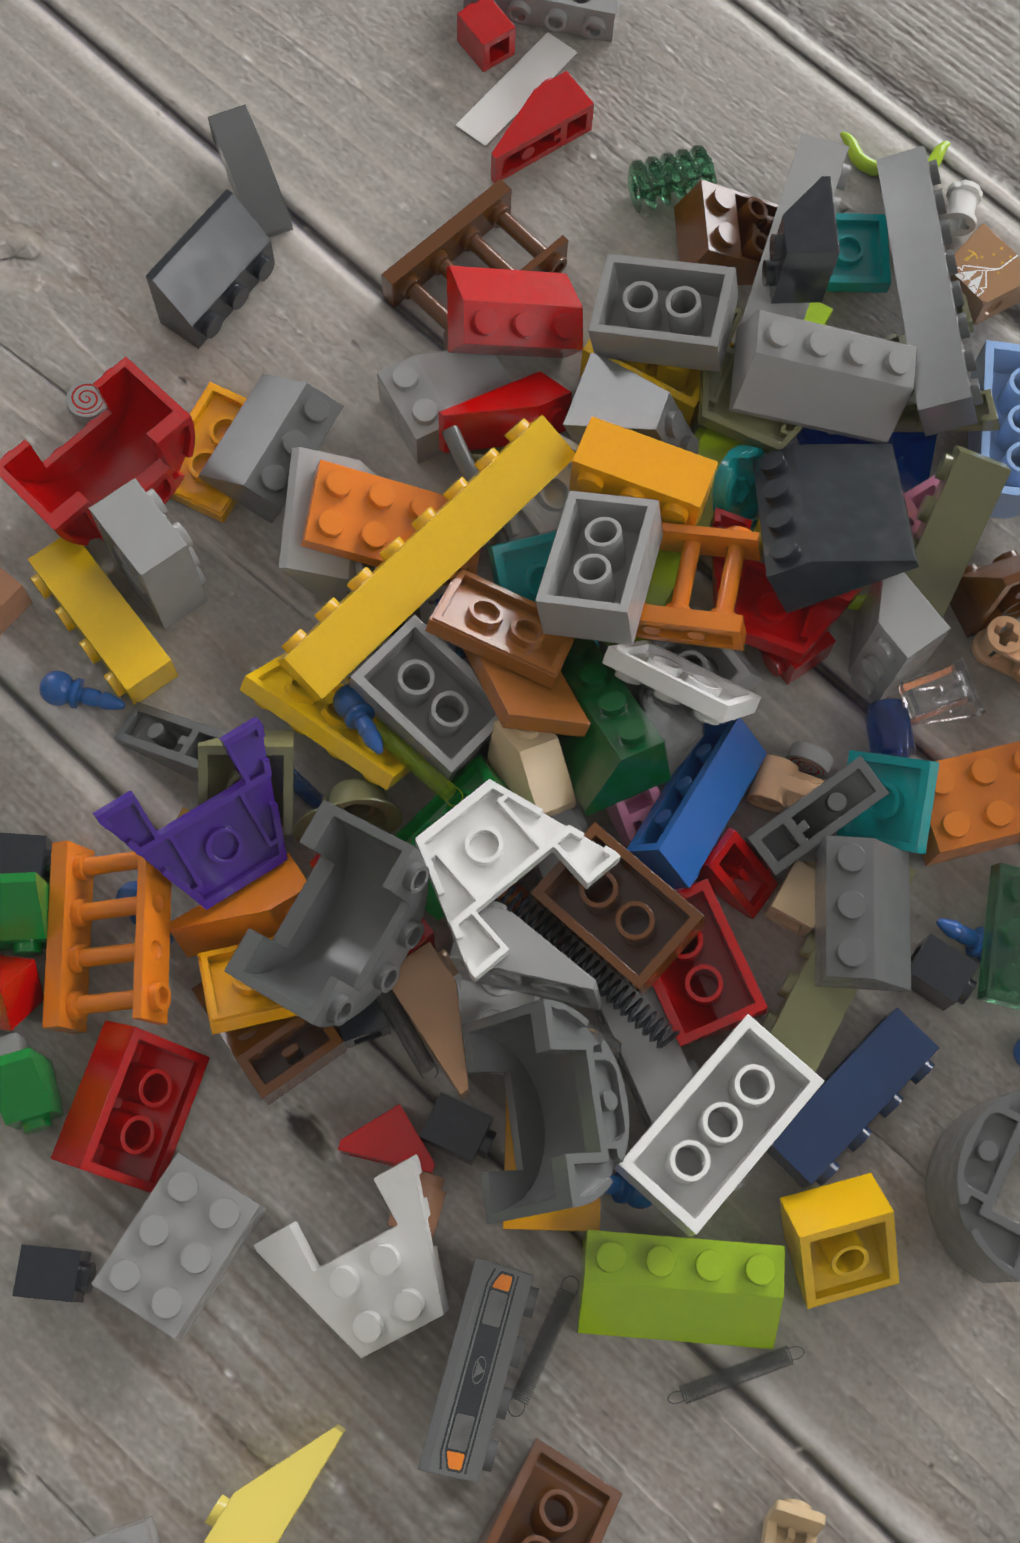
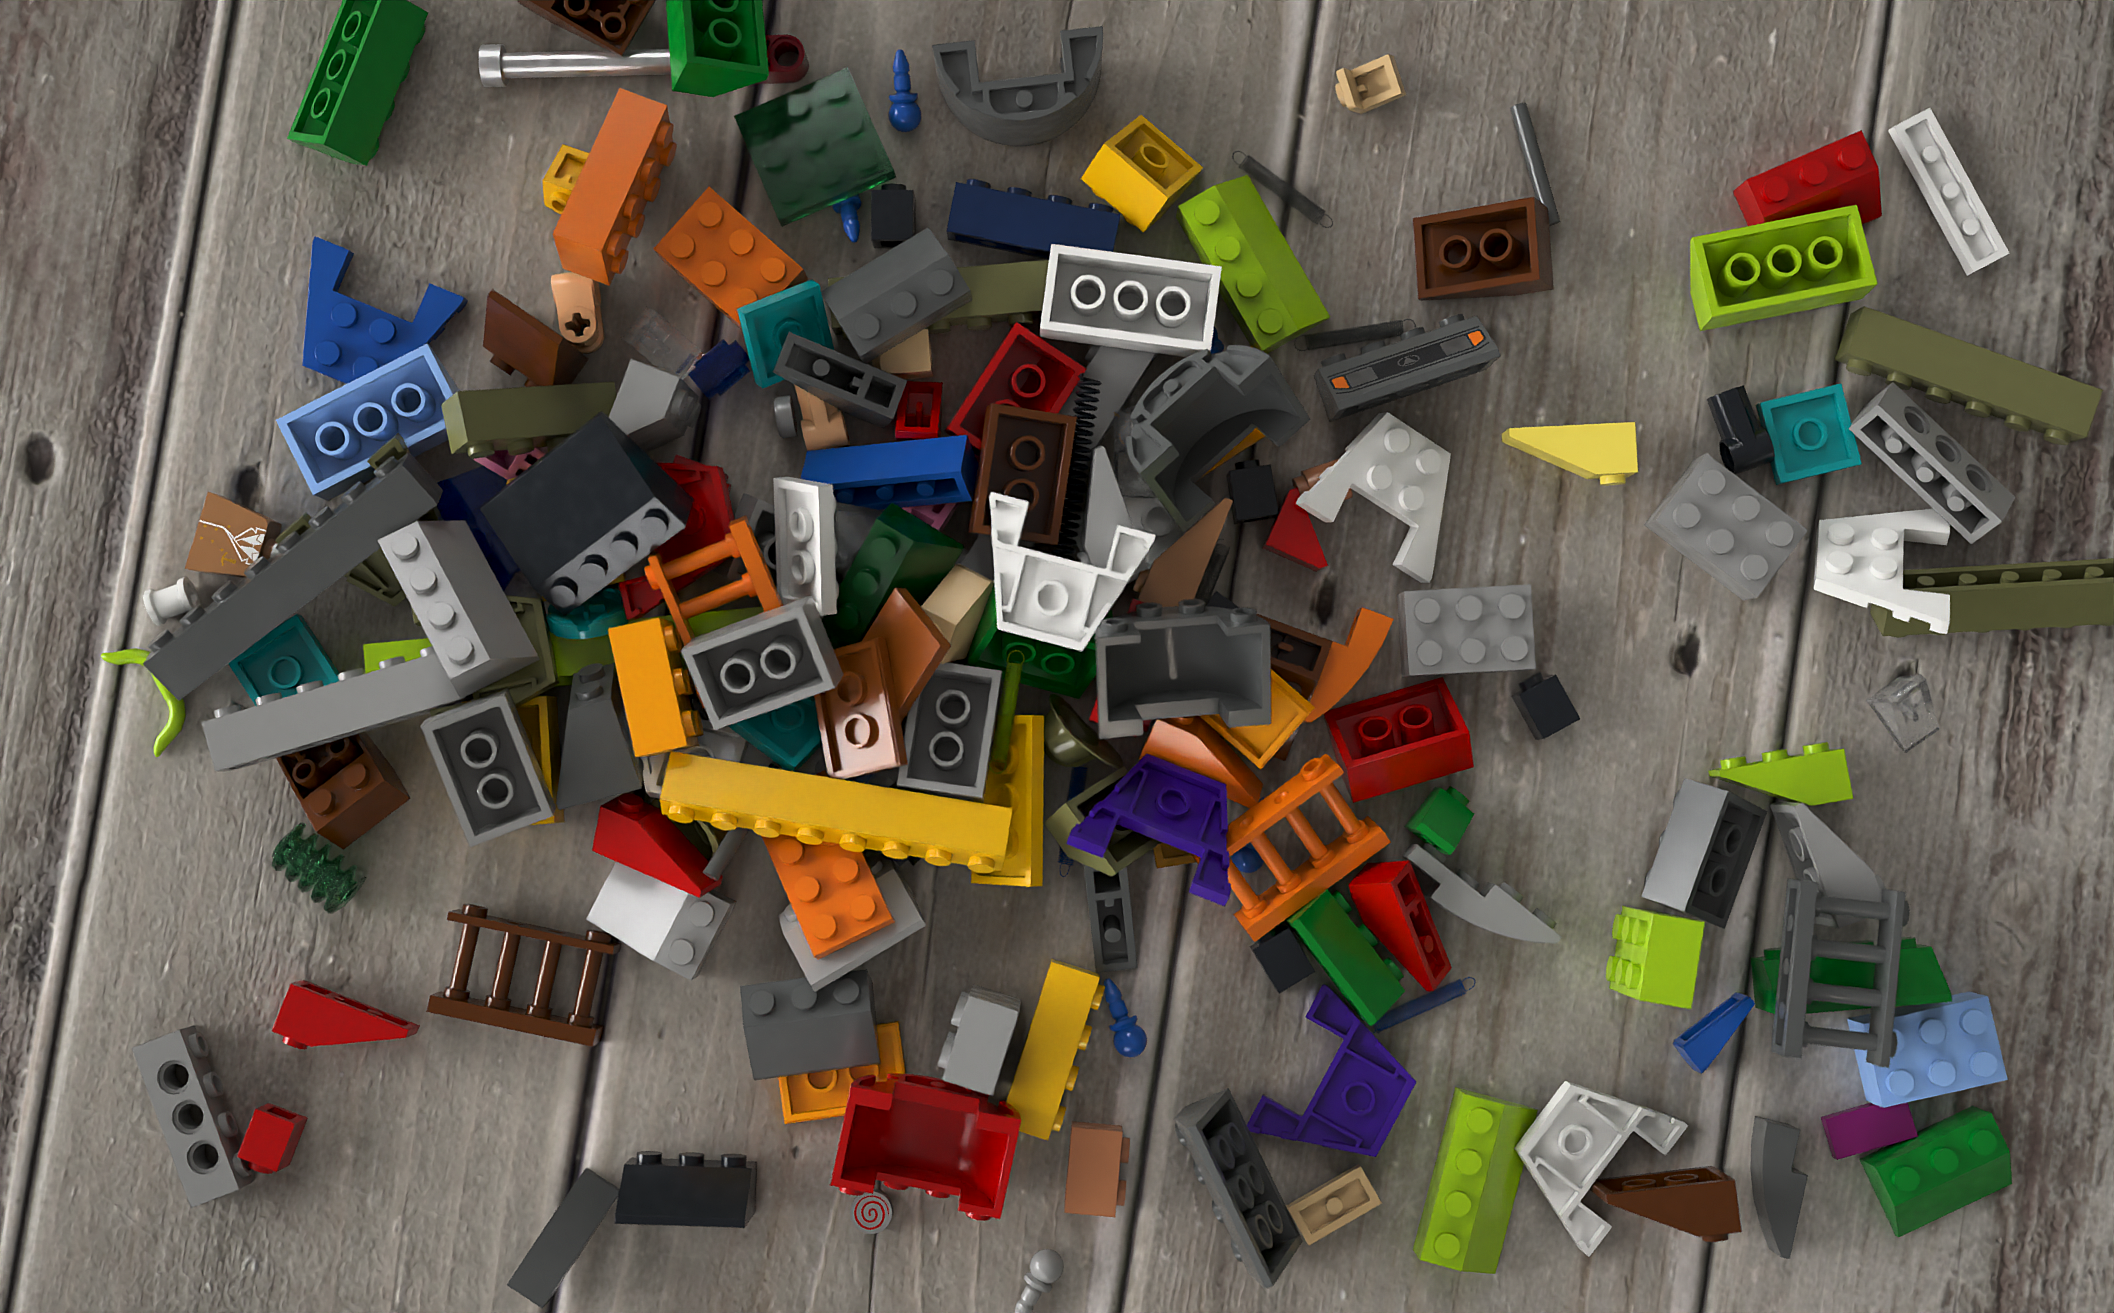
camera: 120 degrees left, 15 degrees up
(235, 1108) = (1349, 661): none -> orange slope
(358, 716) = (1000, 778): blue bar -> none
(512, 313) = (554, 907): red slope -> none
(515, 87) = (305, 1075): white sticker -> none
(804, 248) = (354, 682): black slope -> none

